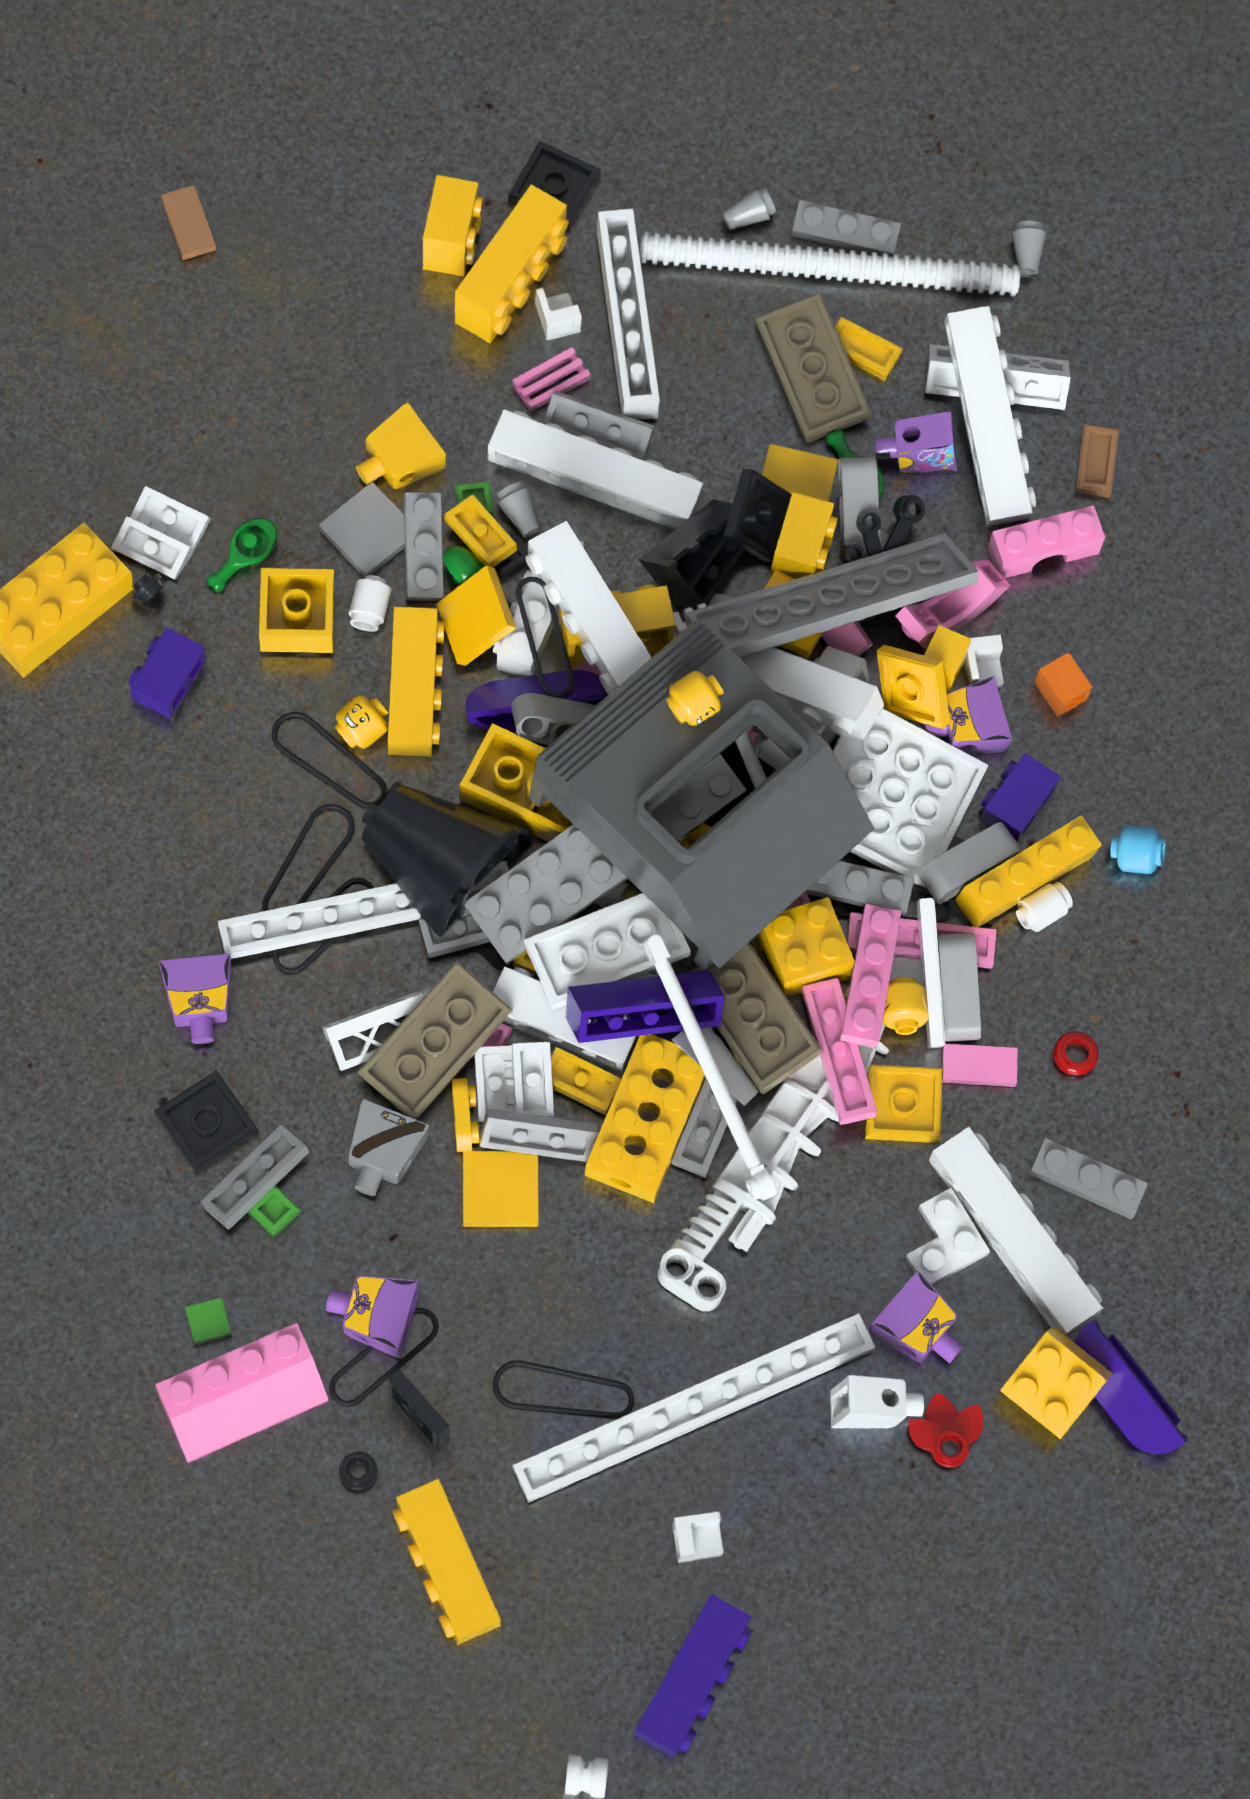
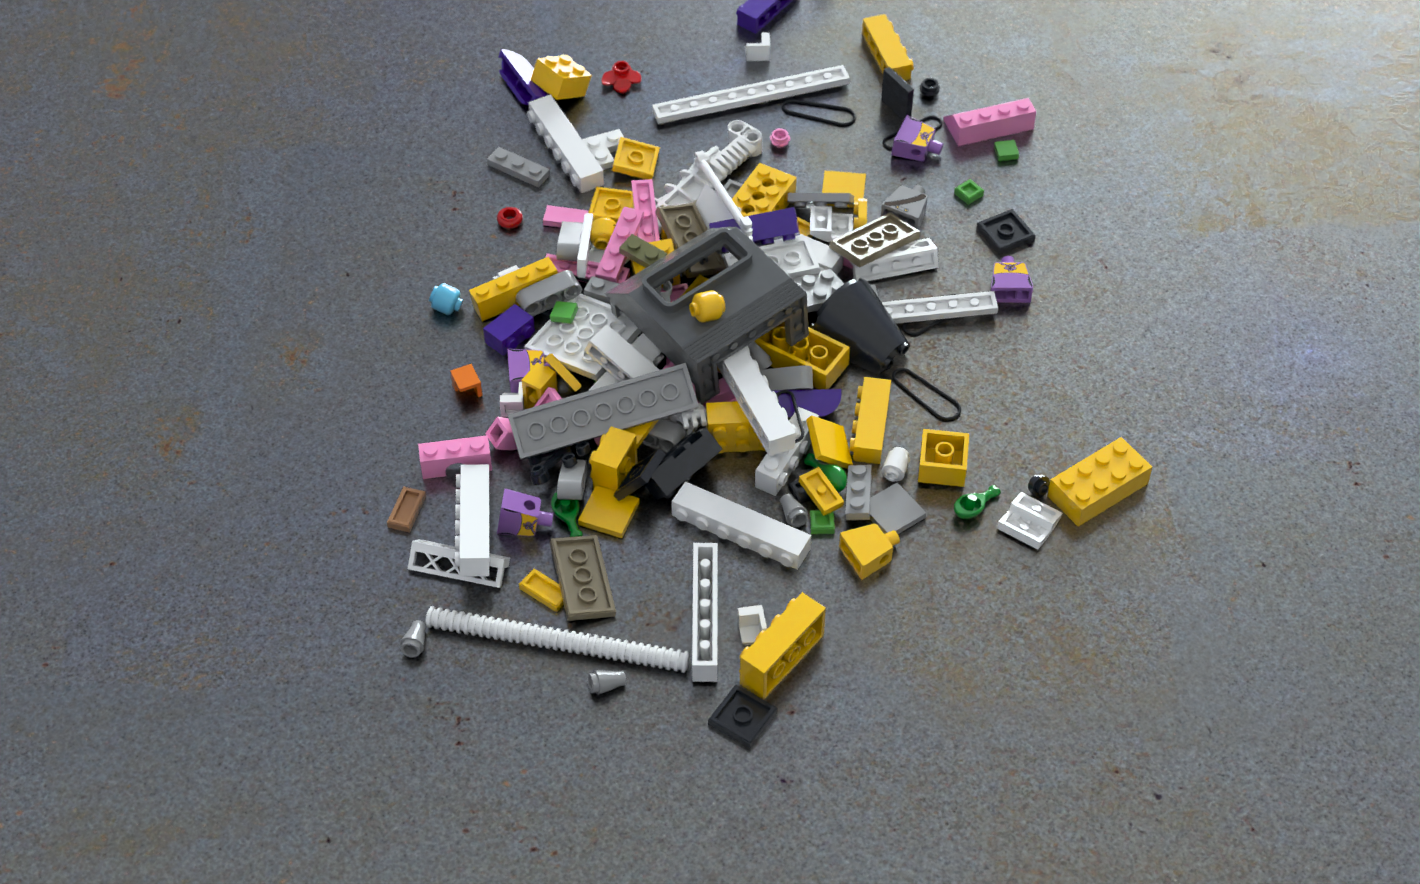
camera: 165 degrees left, 20 degrees down
(167, 672) = (1026, 438): dark purple brick -> none
(188, 222) = (1008, 713): medium nougat tile -> none
(254, 1177) = (979, 200): light grey plate -> none
(298, 842) = (934, 338): black piece -> none
(362, 721) = (905, 401): yellow head -> none
(452, 226) = (821, 675): yellow brick -> none
(541, 370) = (760, 585): bright pink tile -> none
(601, 424) = (737, 553): light grey plate -> none
(632, 1291) = (780, 138): none -> bright pink plate
(826, 932) = (641, 251): none -> olive plate
(845, 229) = (539, 666): light grey plate -> none
(872, 1402) = (659, 81): white torso -> none
(882, 1213) = (635, 158): none -> yellow tile
(918, 1322) = (628, 113): medium lavender torso -> none
(937, 828) = (564, 312): none -> bright green tile

